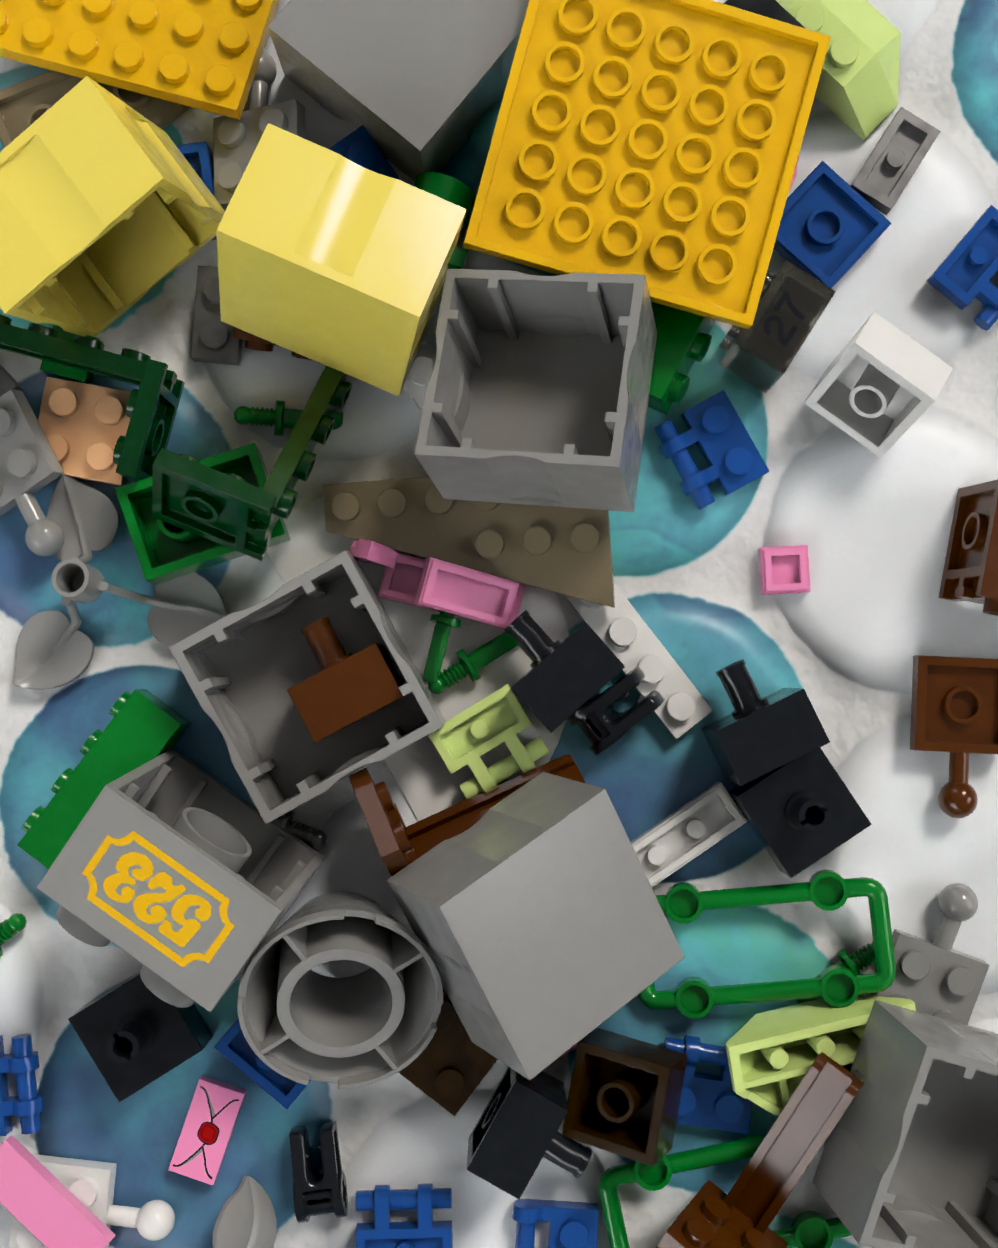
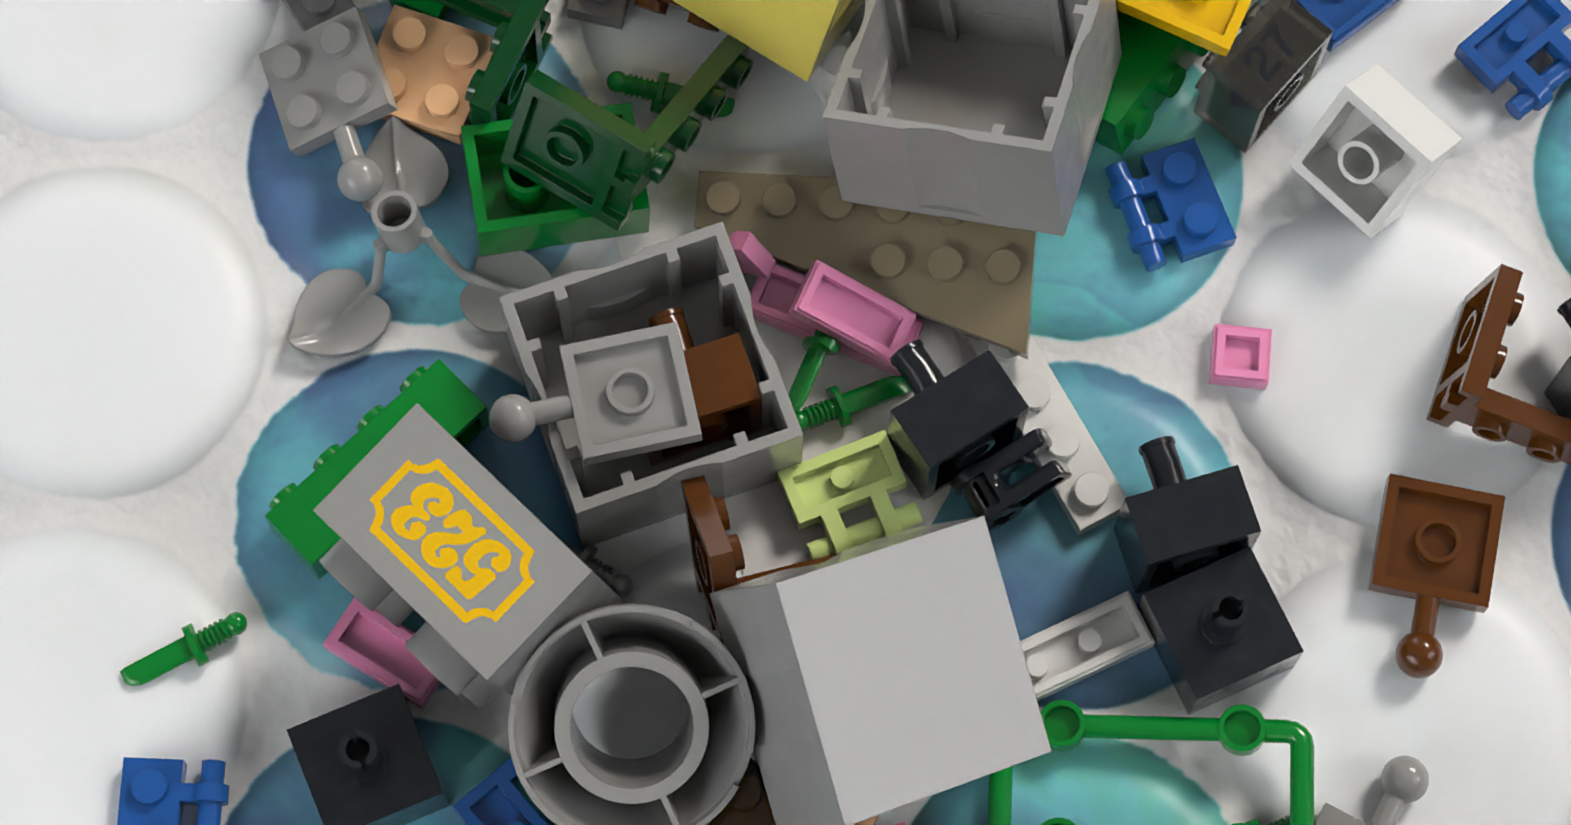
camera: 10 degrees right, 15 degrees down
(284, 719) = (624, 393): none -> light grey plate

